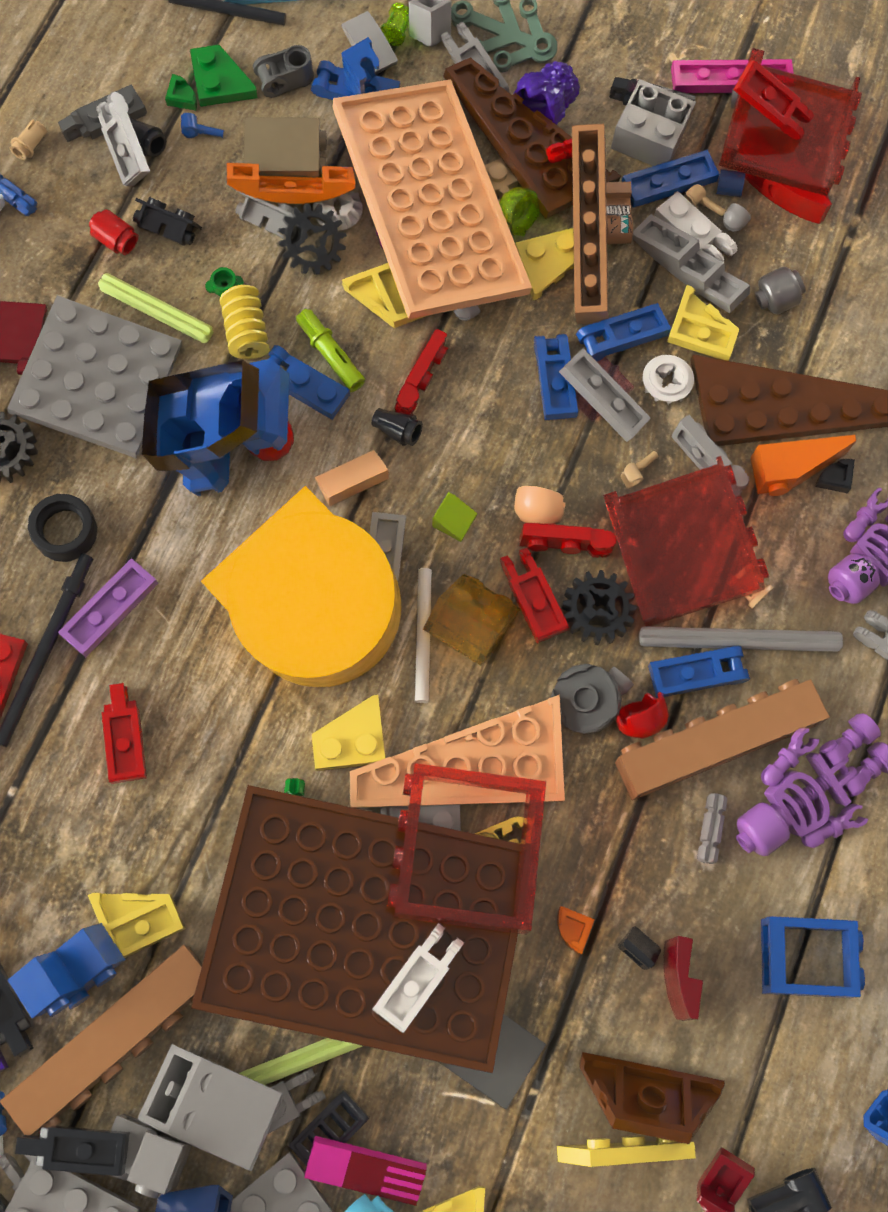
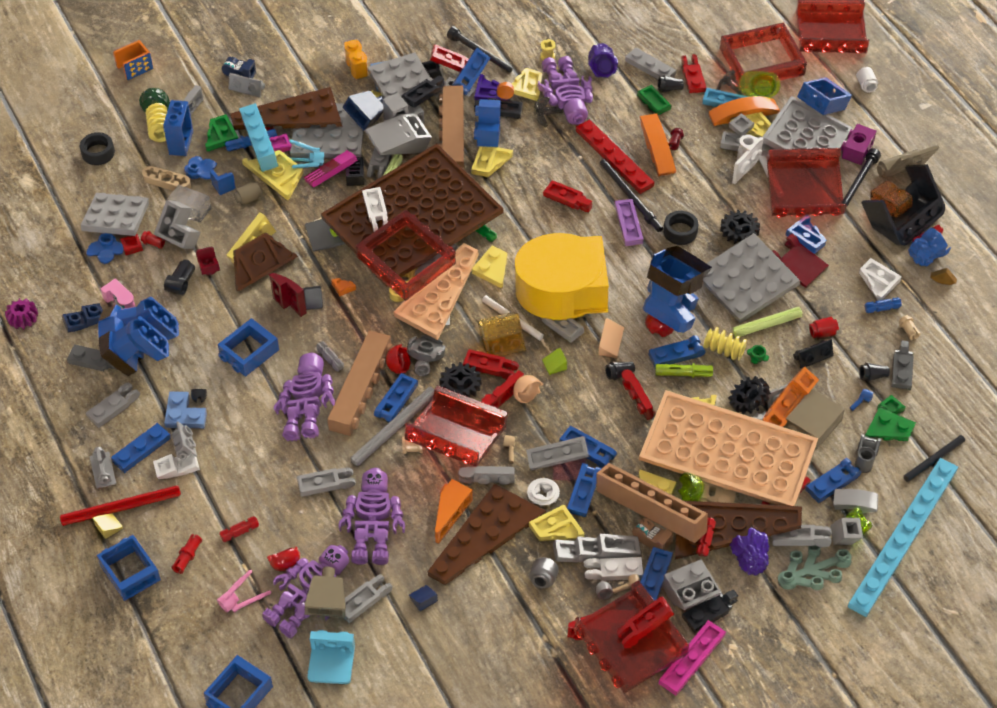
camera: 135 degrees right, 20 degrees down
(122, 139) = (876, 357): light grey hinge -> none
(359, 67) = (824, 462): blue hinge -> none
(837, 476) = (427, 525): black tile -> none

